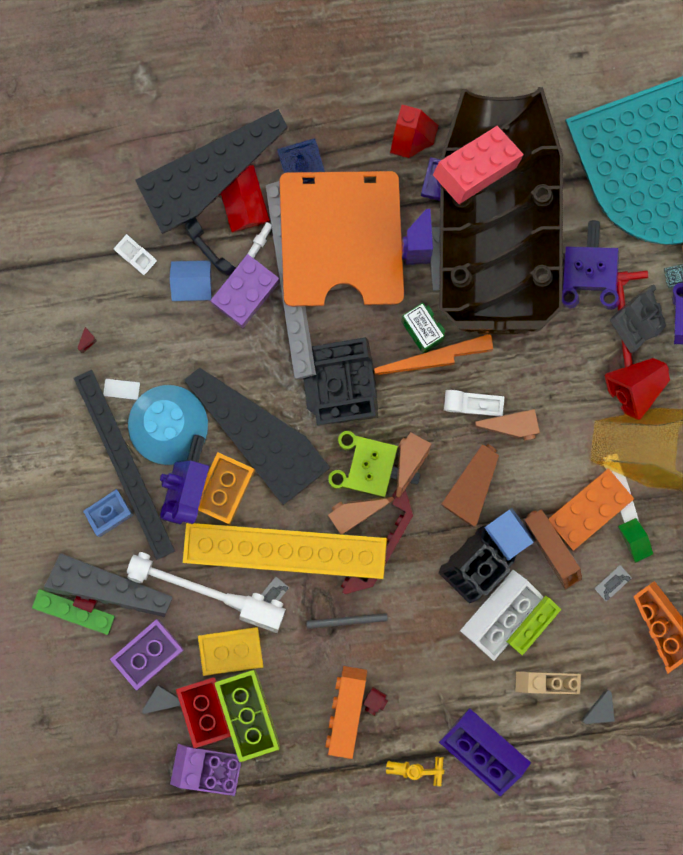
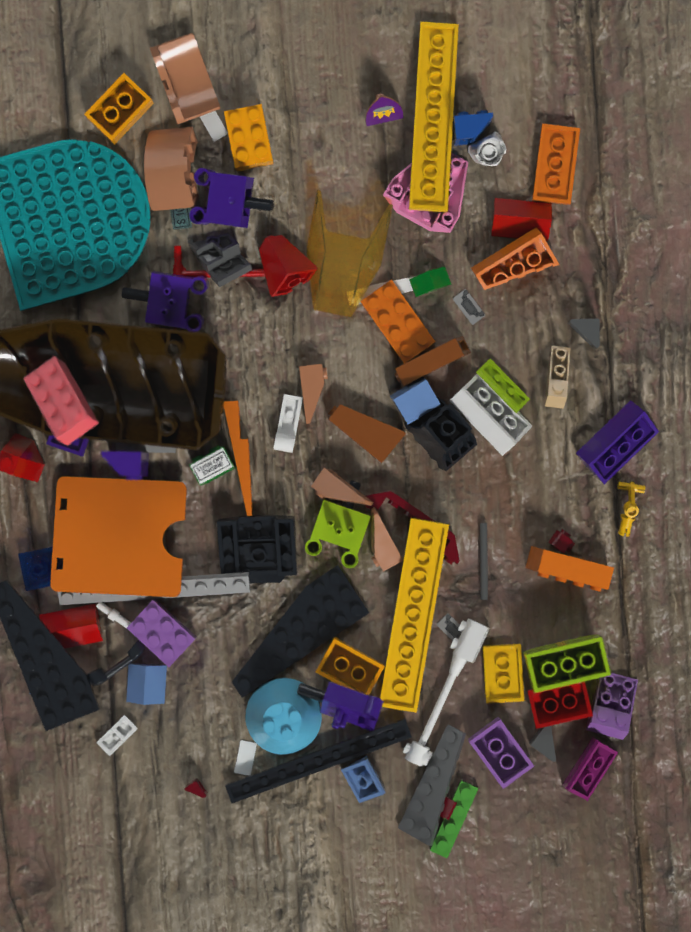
camera: 85 degrees left, 5 degrees up
(136, 752) = (589, 768): none -> magenta slope

